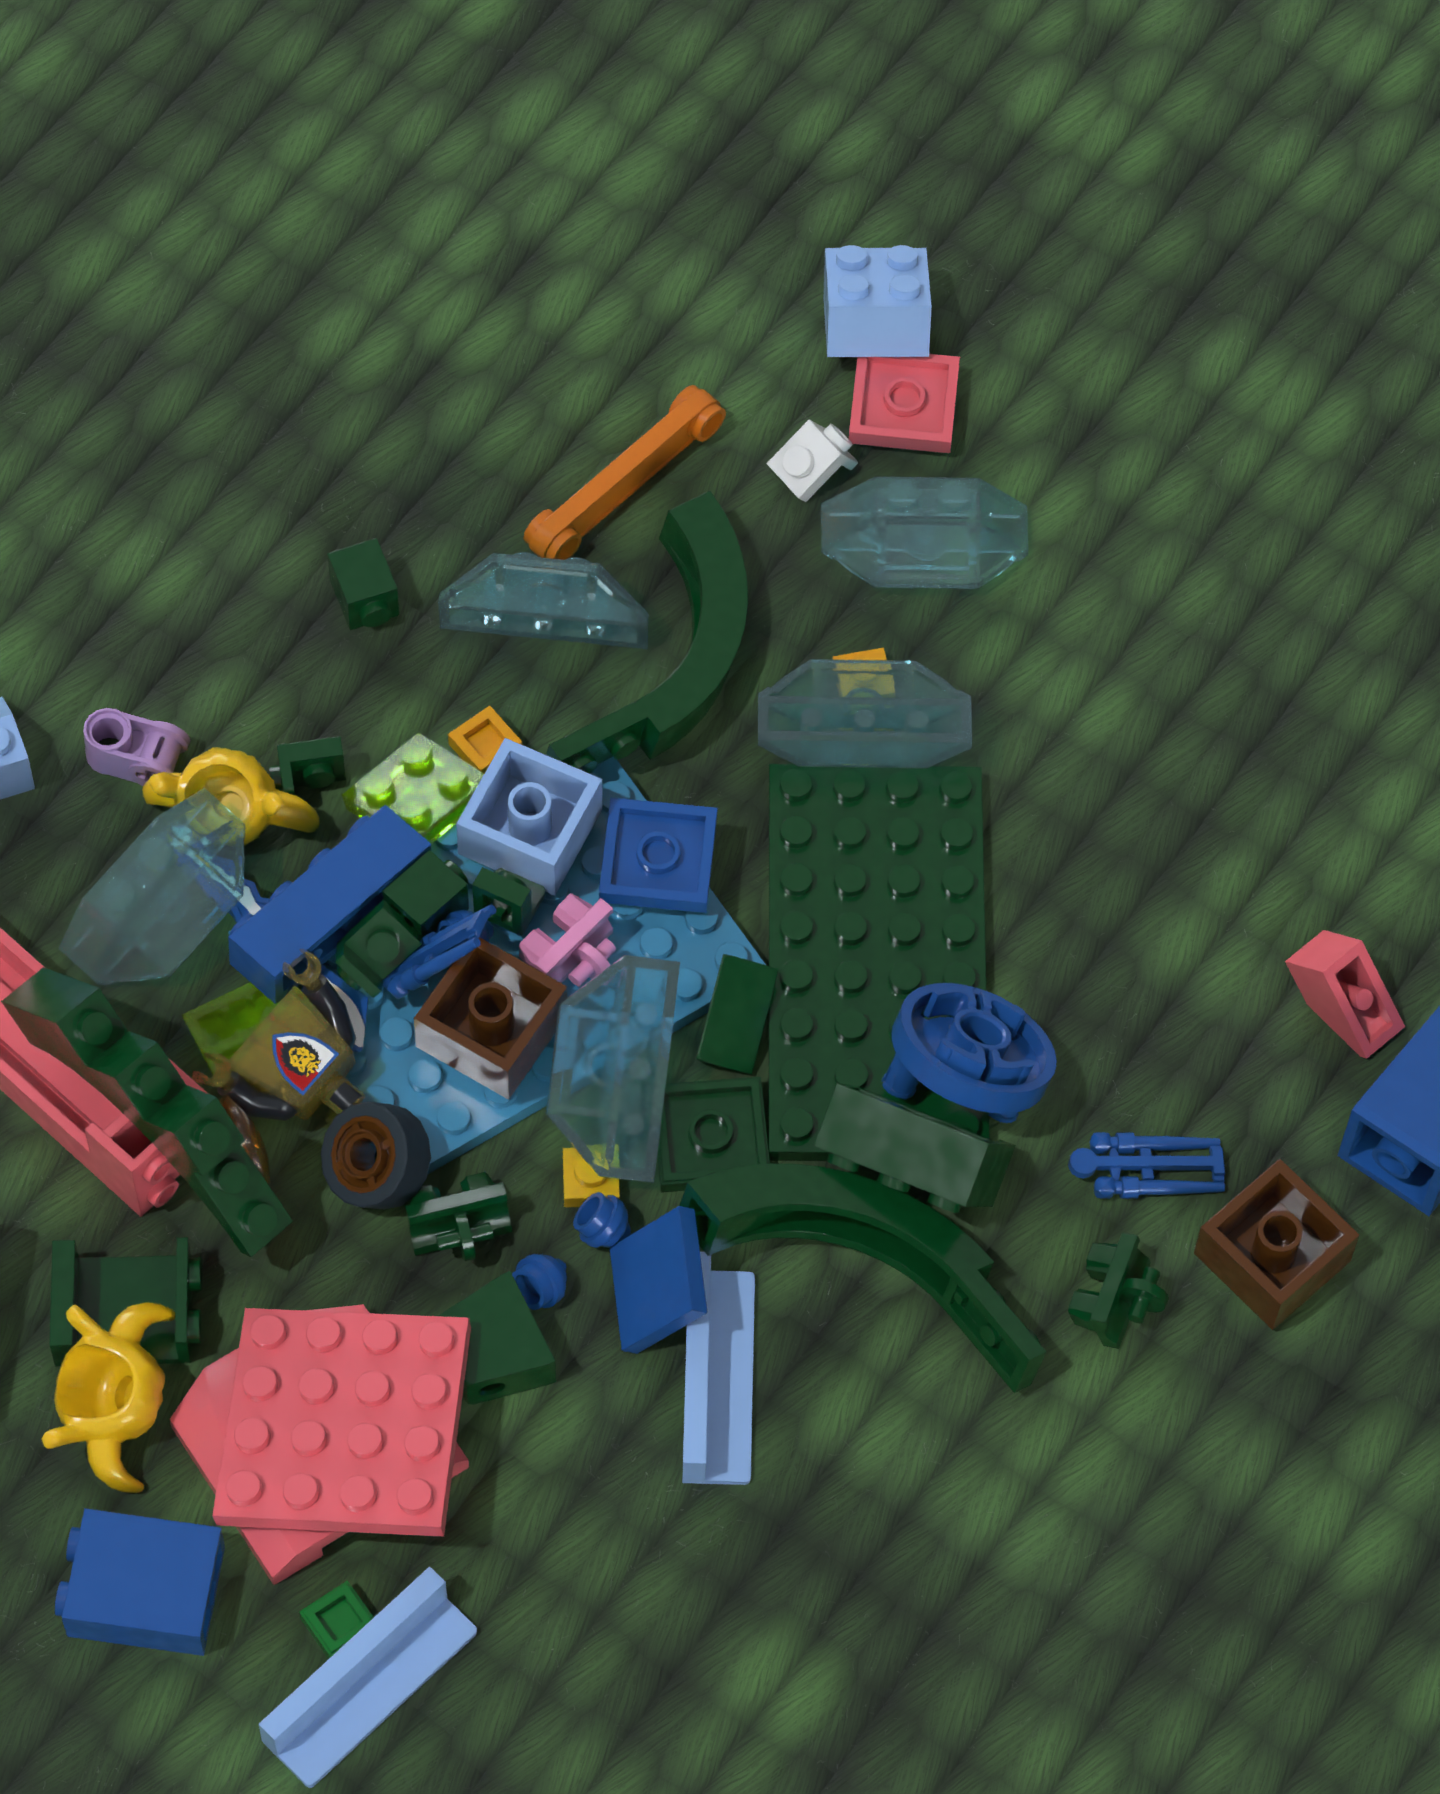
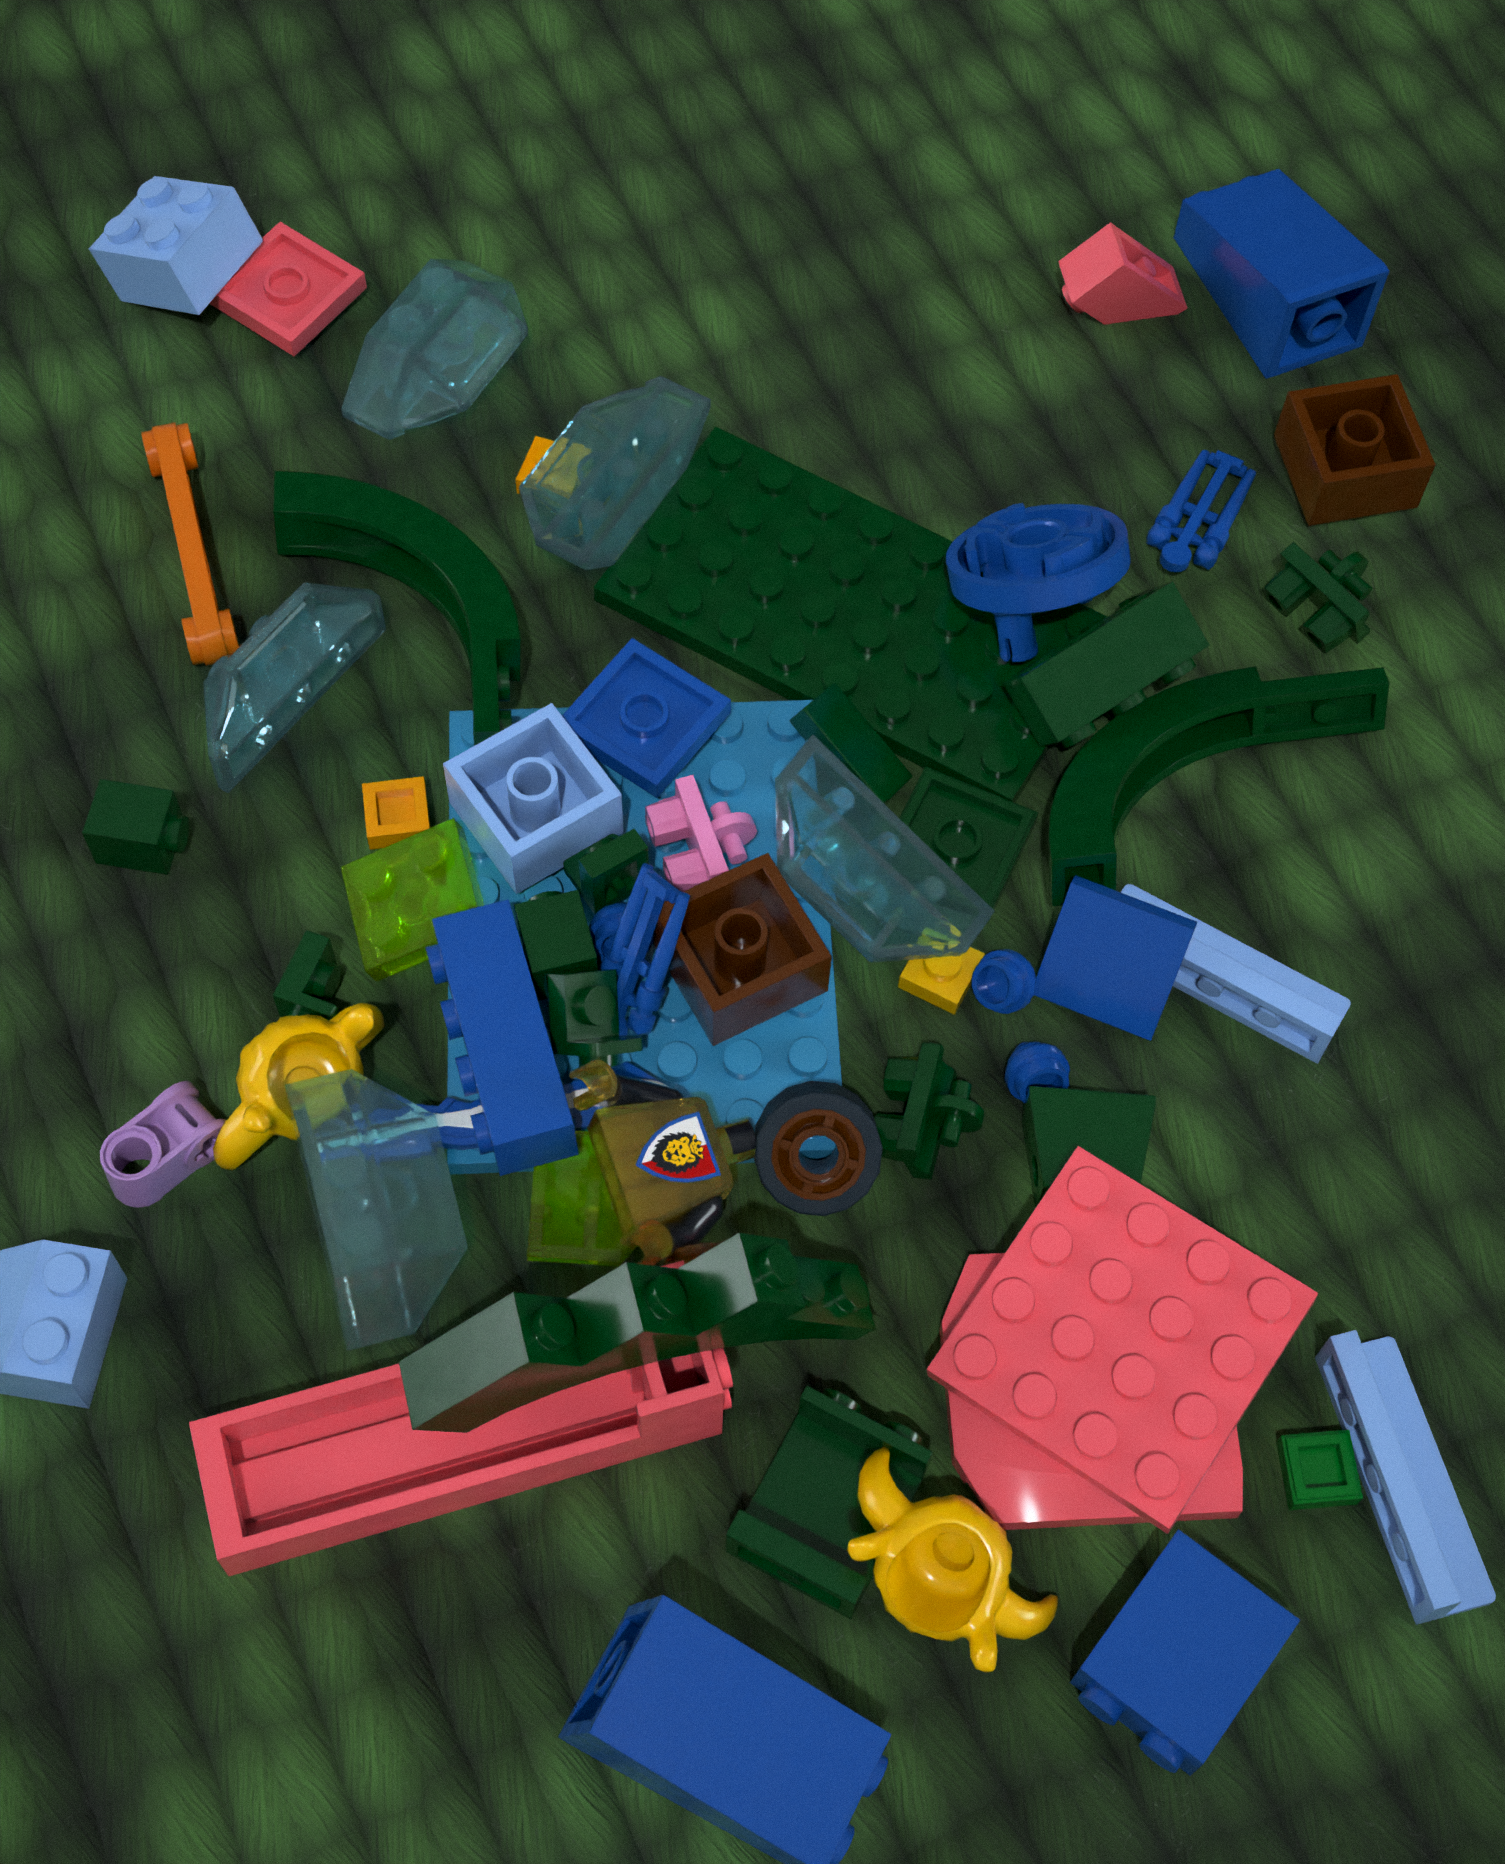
camera: 60 degrees left, 0 degrees up
(811, 458) = (292, 388): white bracket -> none

